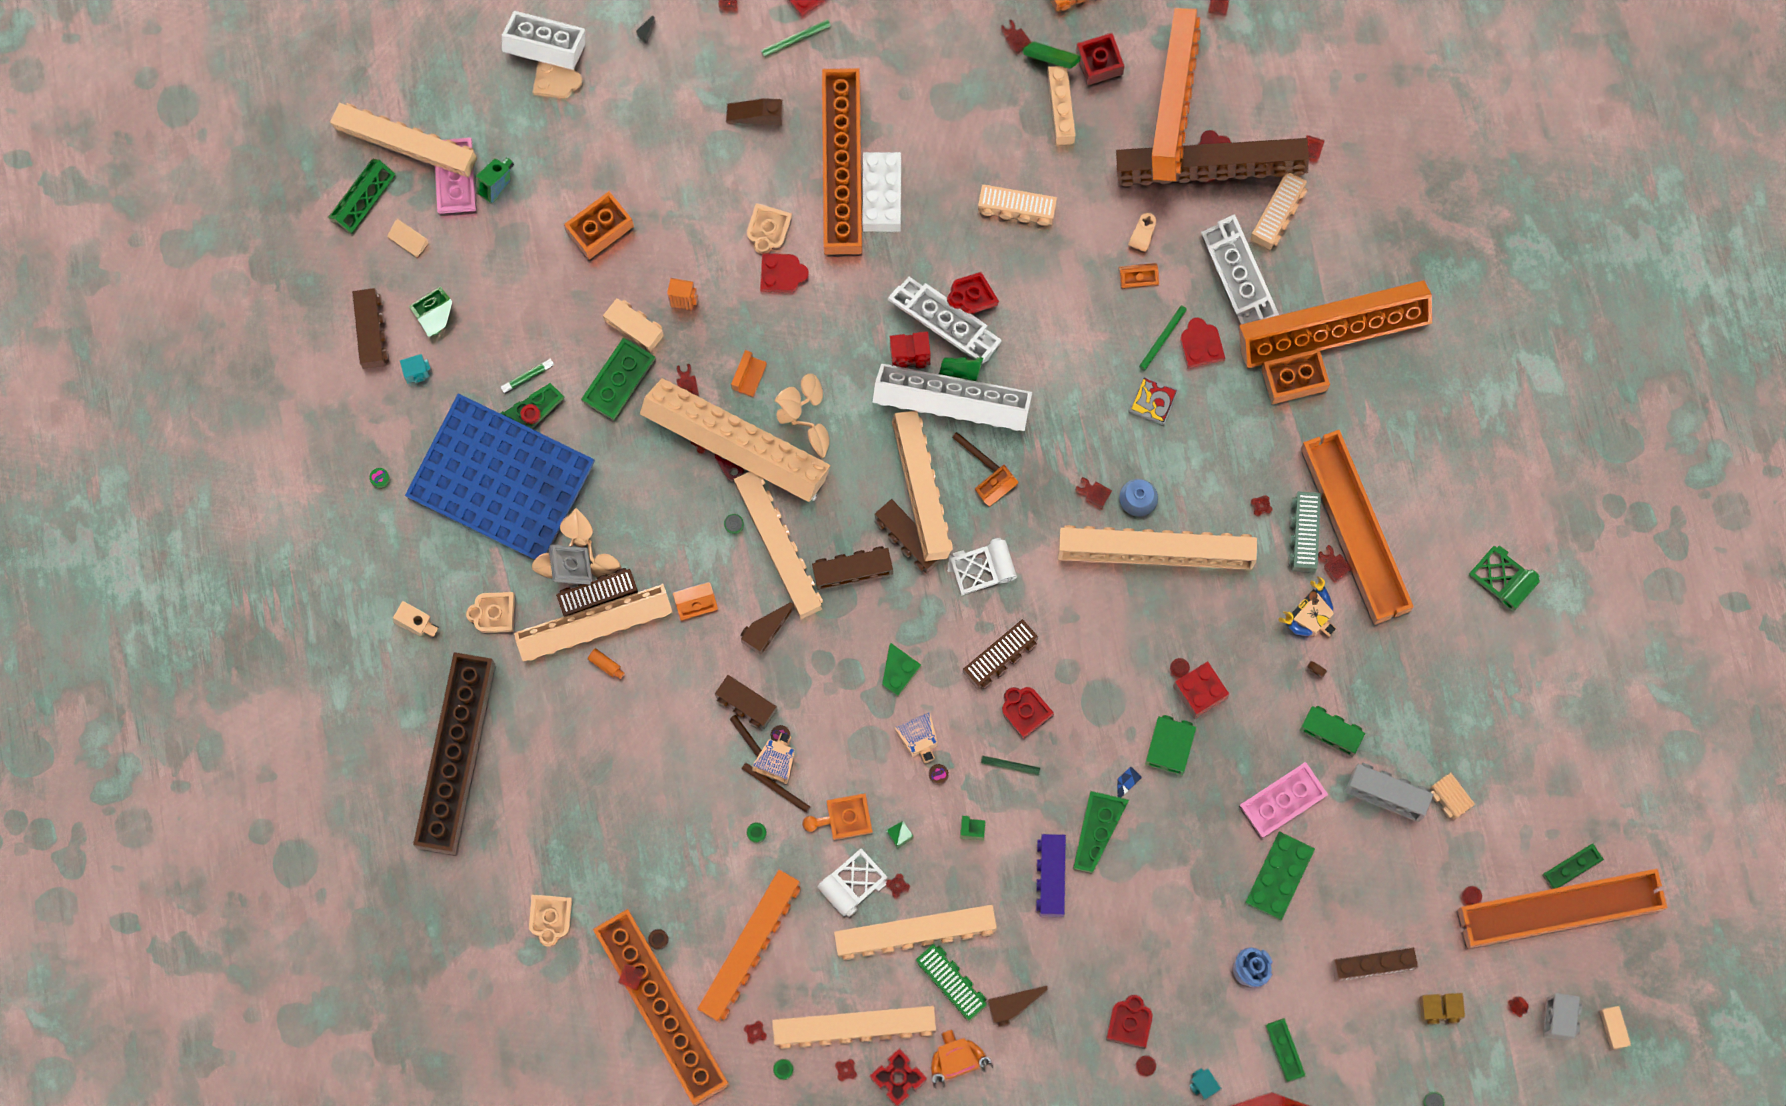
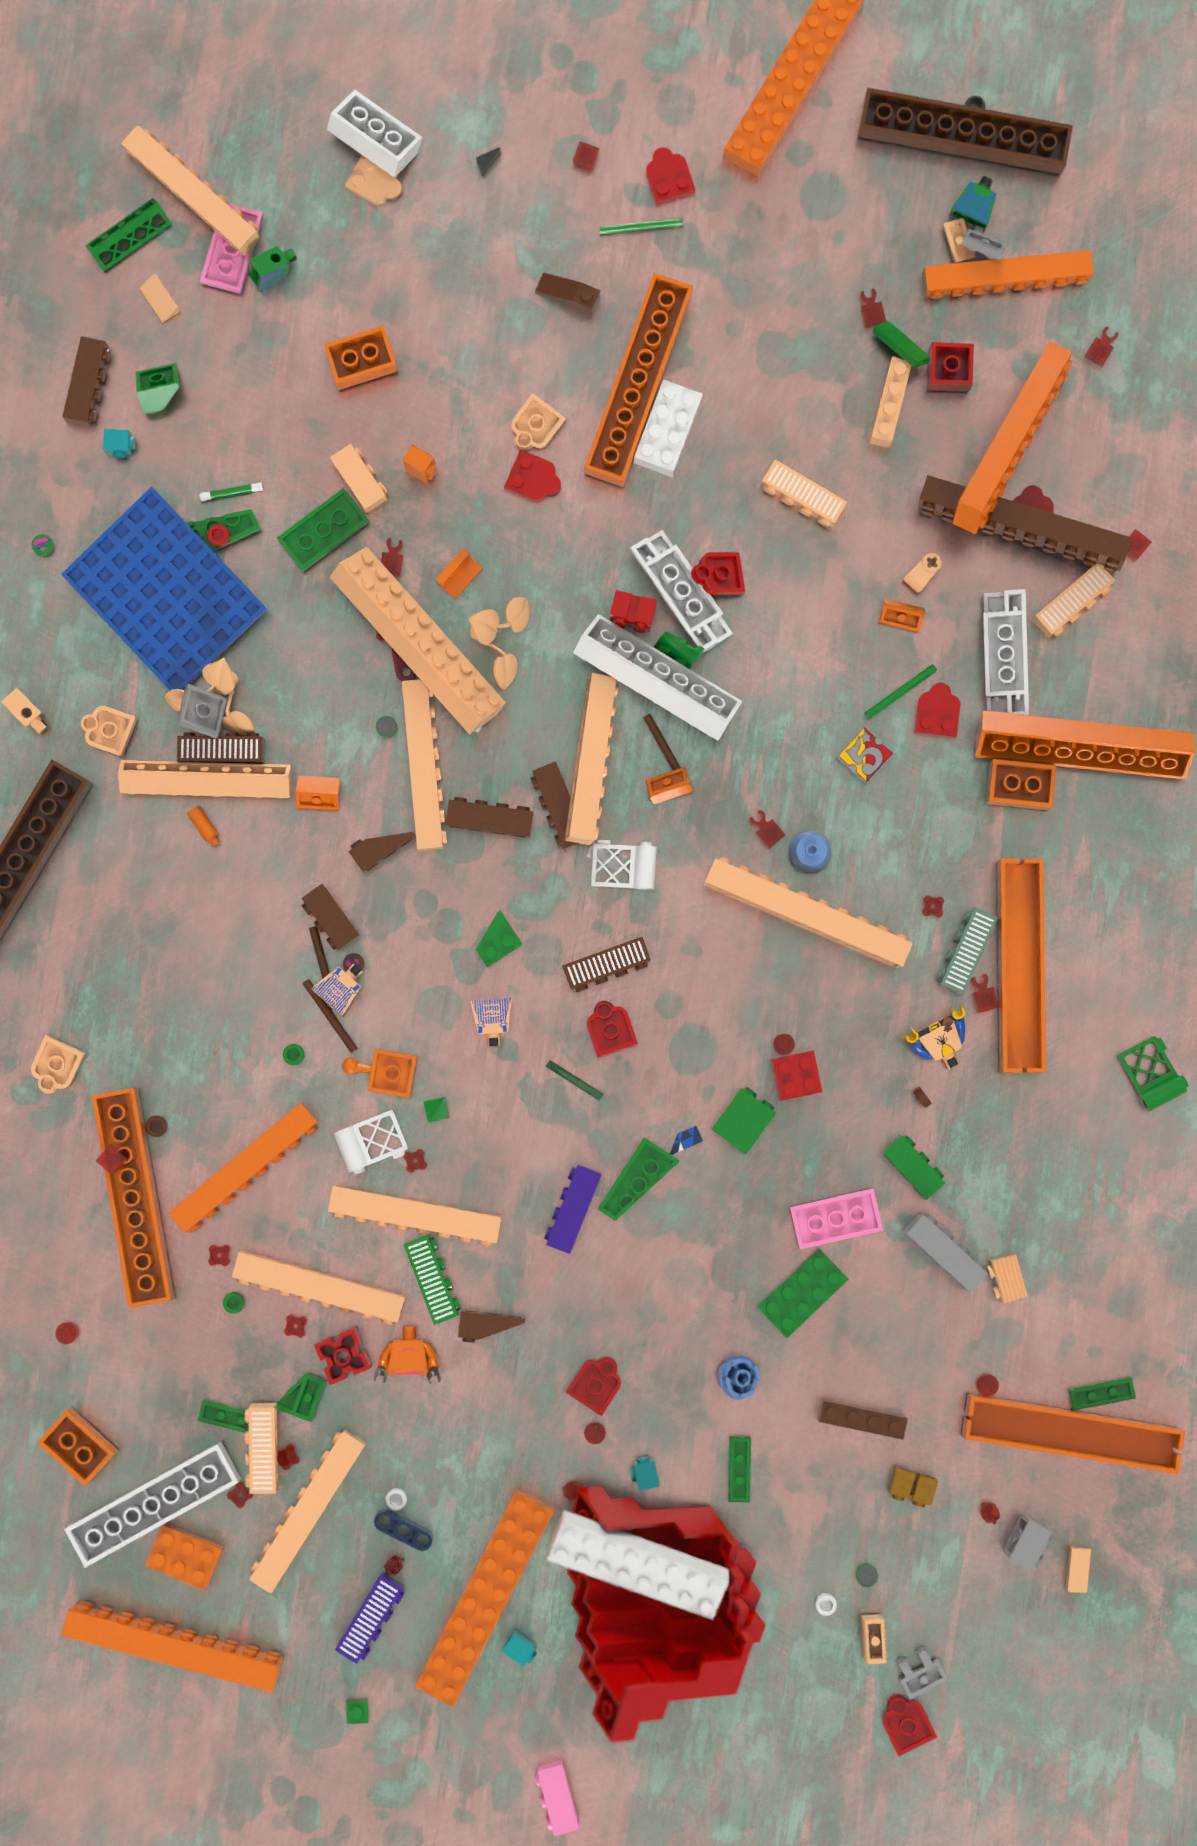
camera: 15 degrees right, 10 degrees up
(938, 774) = (498, 1062): reddish brown tile -> none
(972, 828) = (511, 1131): green panel -> none

